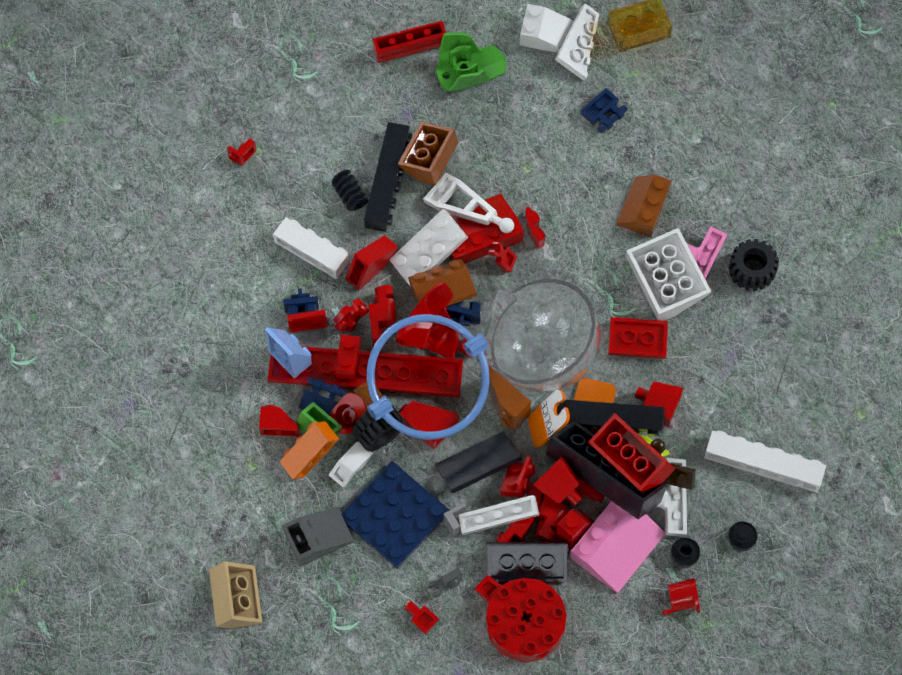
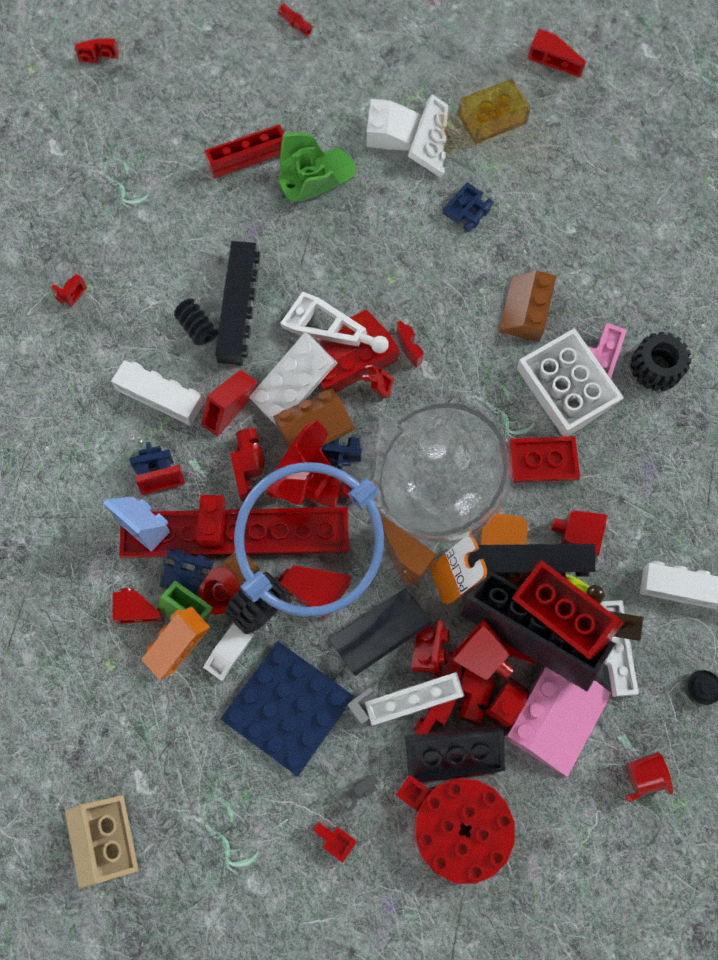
camera: 10 degrees left, 5 degrees up
(317, 535) = (195, 749): dark grey slope -> none
(348, 316) = (208, 471): red plate -> none
(429, 152) = (281, 270): dark orange slope -> none
(685, 552) = (641, 717): black plate -> none

